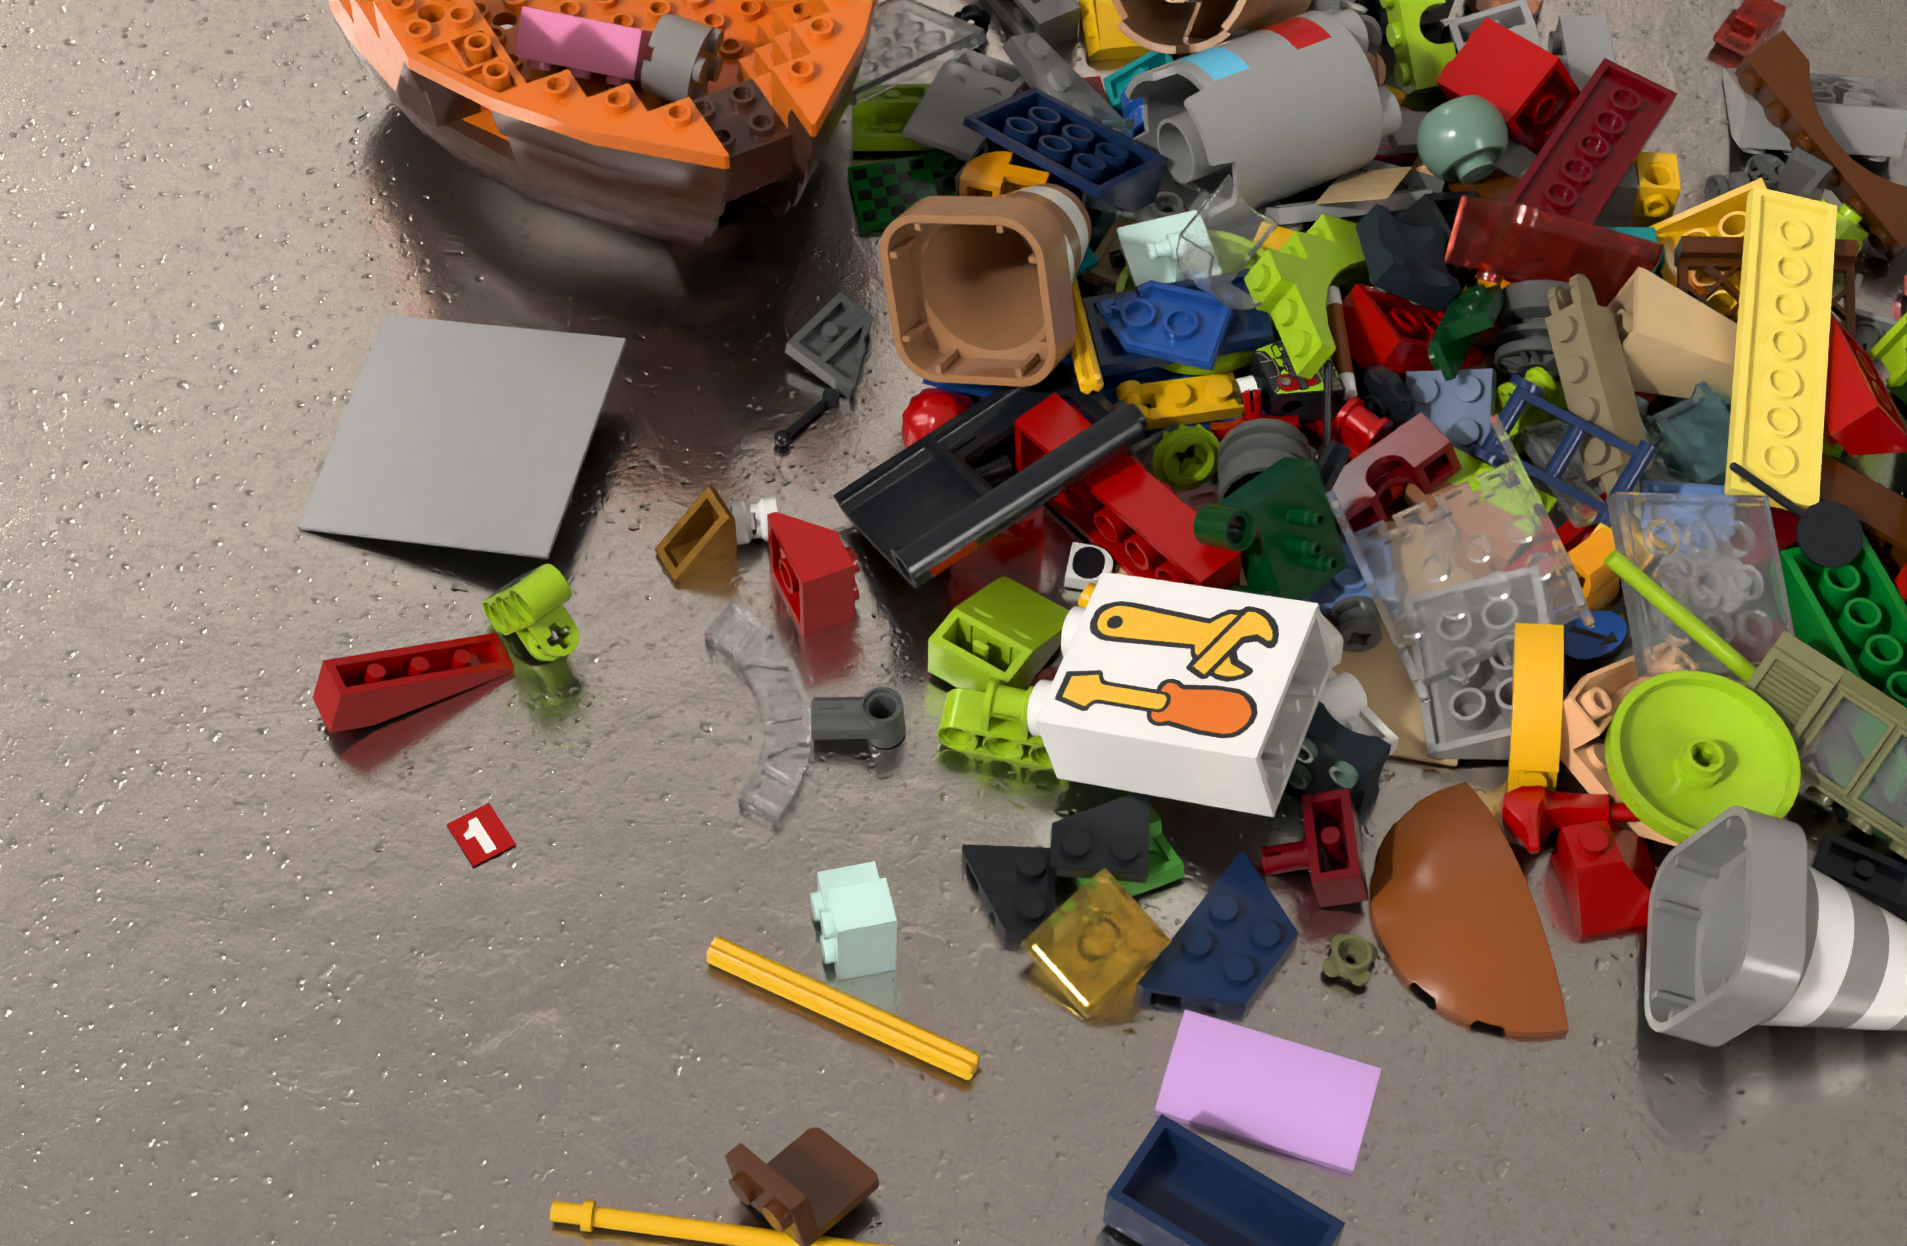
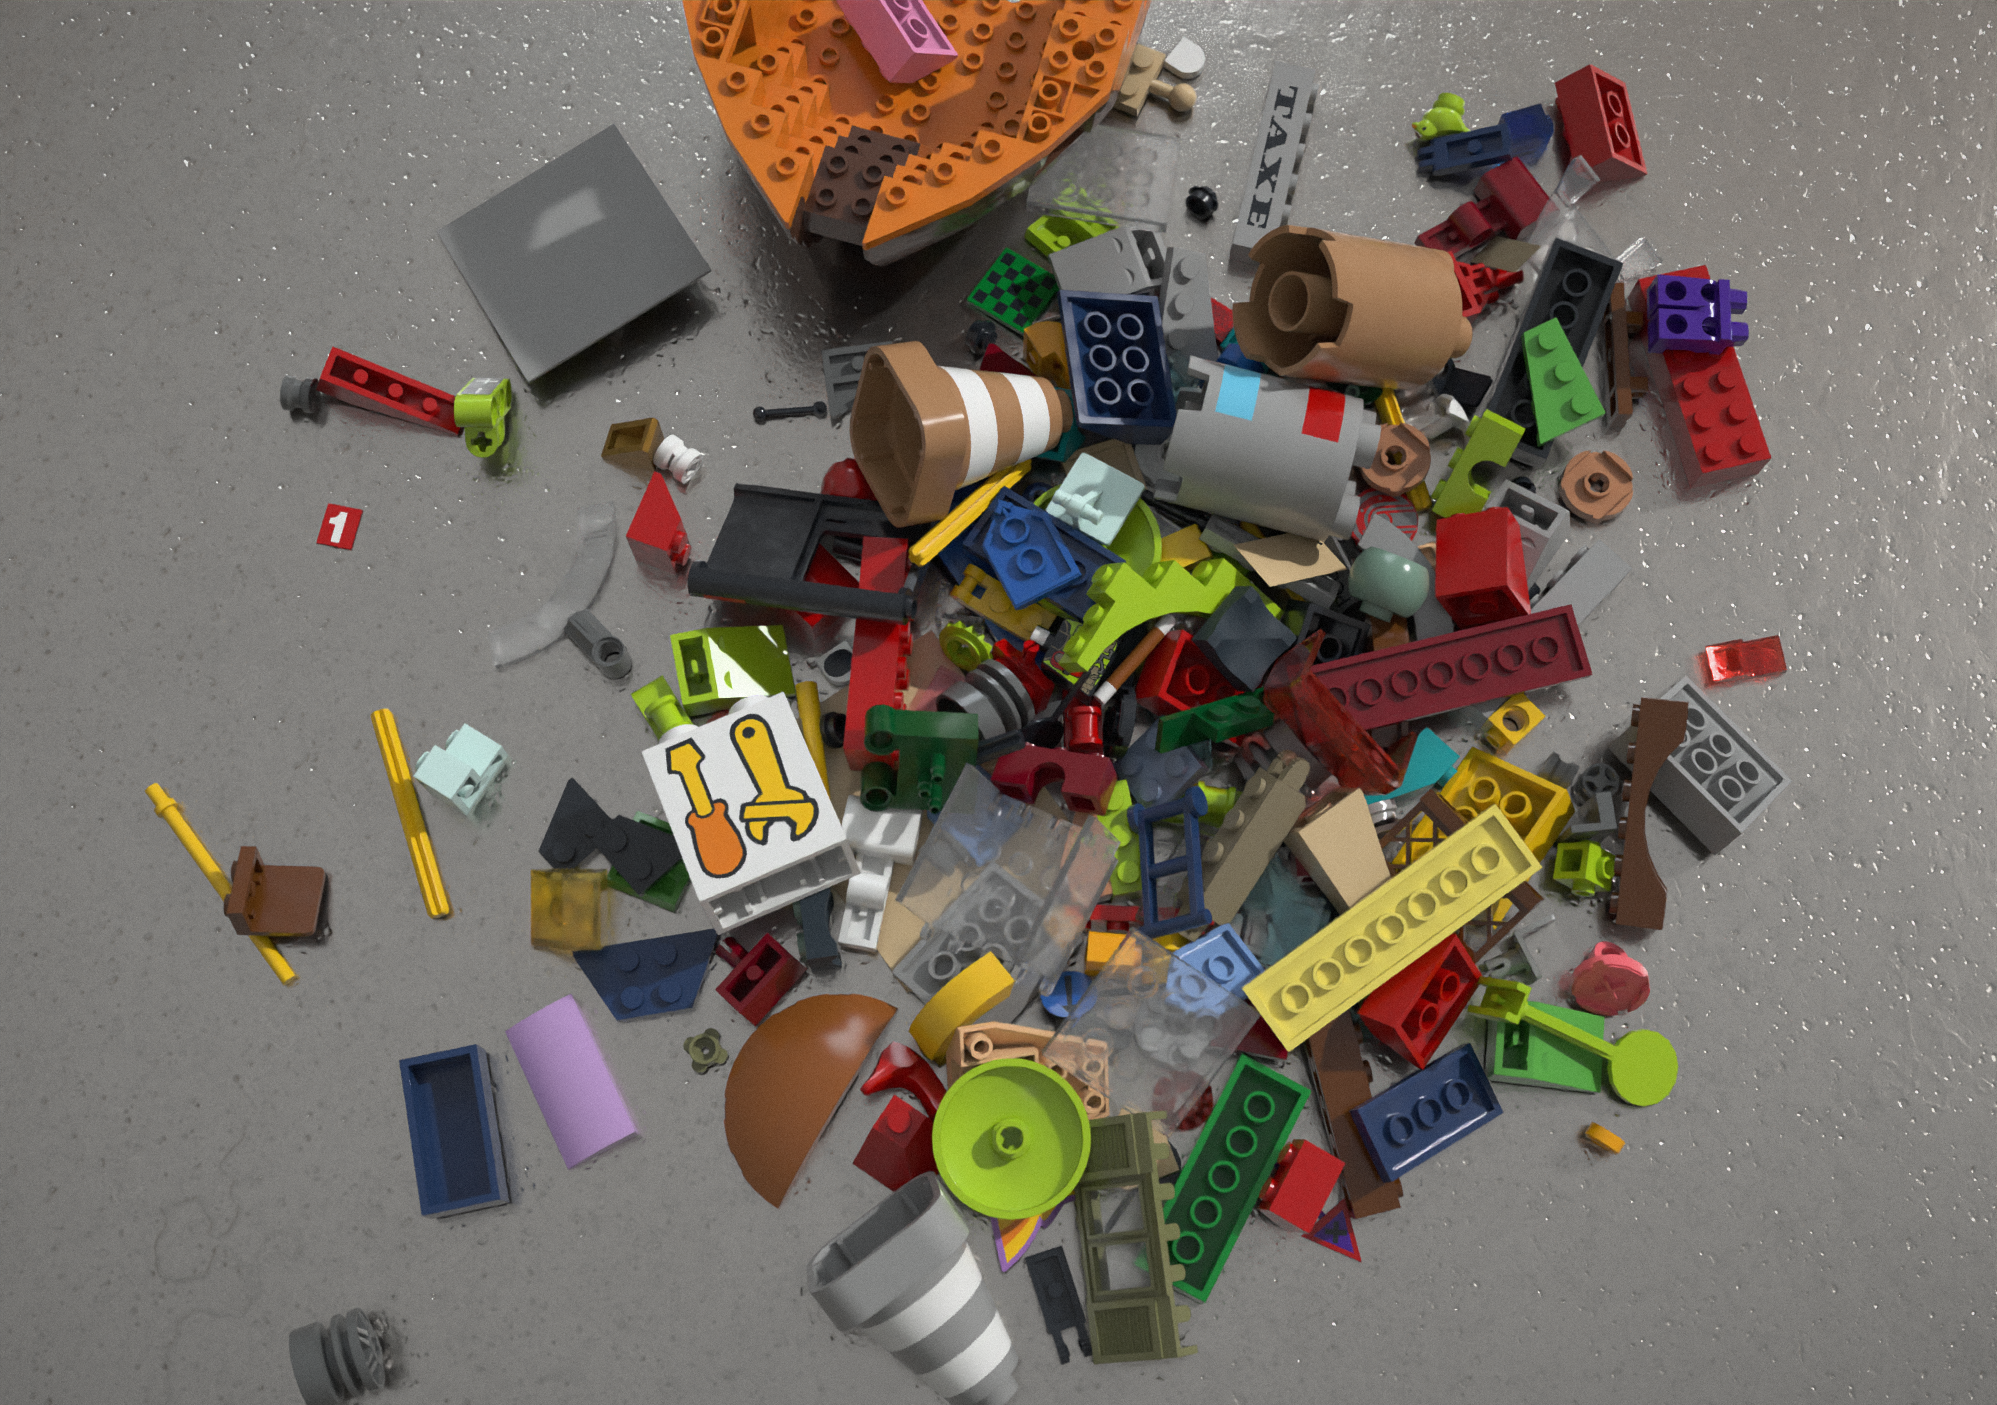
camera: 45 degrees right, 20 degrees up
(317, 748) = (299, 394): none -> dark grey wheel
(682, 58) = (928, 93): light grey brick -> none
(1221, 243) = (1094, 532): clear piece -> none
(1680, 615) = (1098, 1040): lime bar -> none
(1825, 531) = (1276, 1071): black piece -> none

